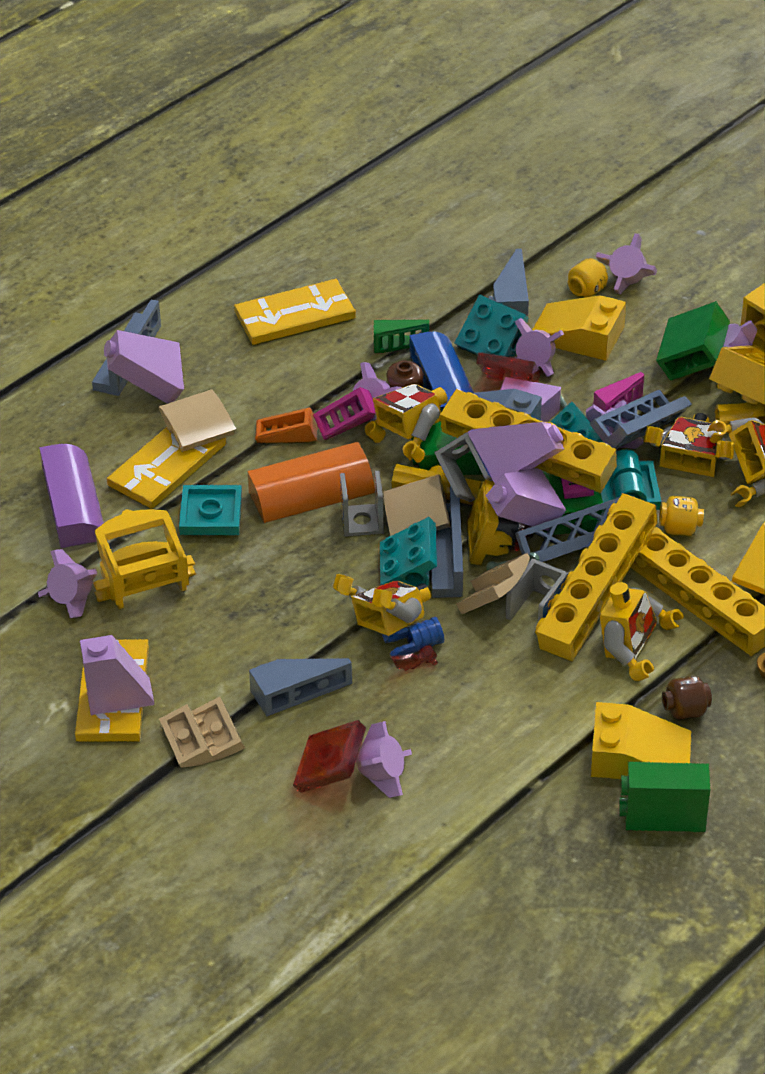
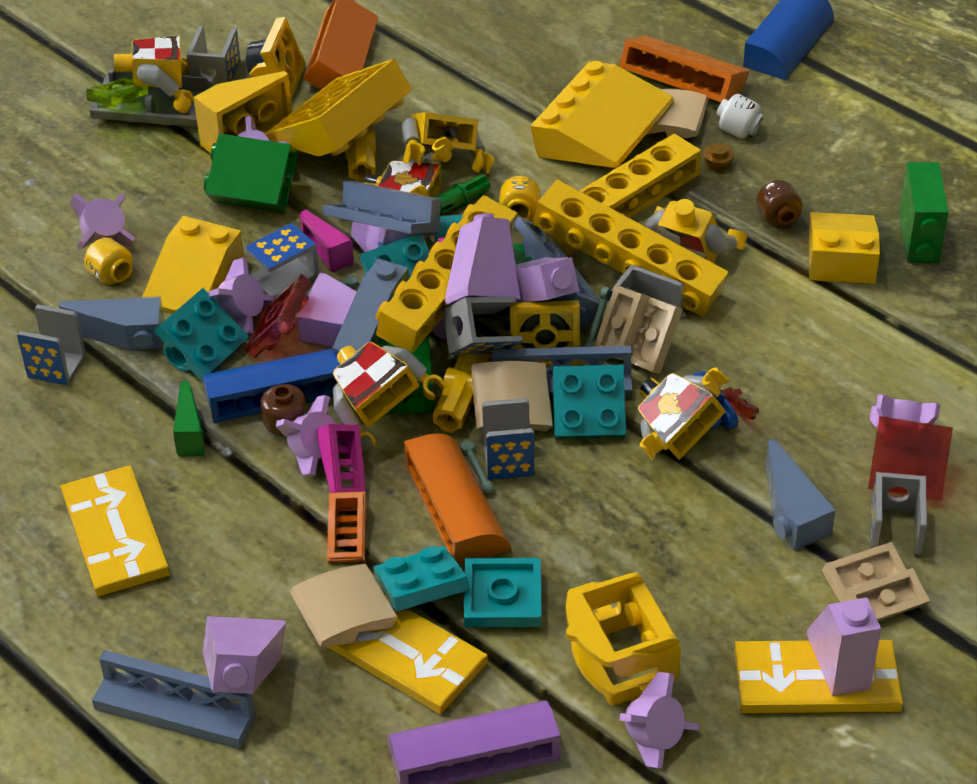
camera: 90 degrees left, 0 degrees up
(222, 460) = (420, 577): none -> teal plate
(268, 745) = (913, 502): none -> light grey piece
(327, 505) = (468, 449): none -> sand green hinge
(462, 261) = (57, 349): none -> piece
(586, 369) = (283, 258): none -> piece
(694, 482) = (463, 193): none -> green axle

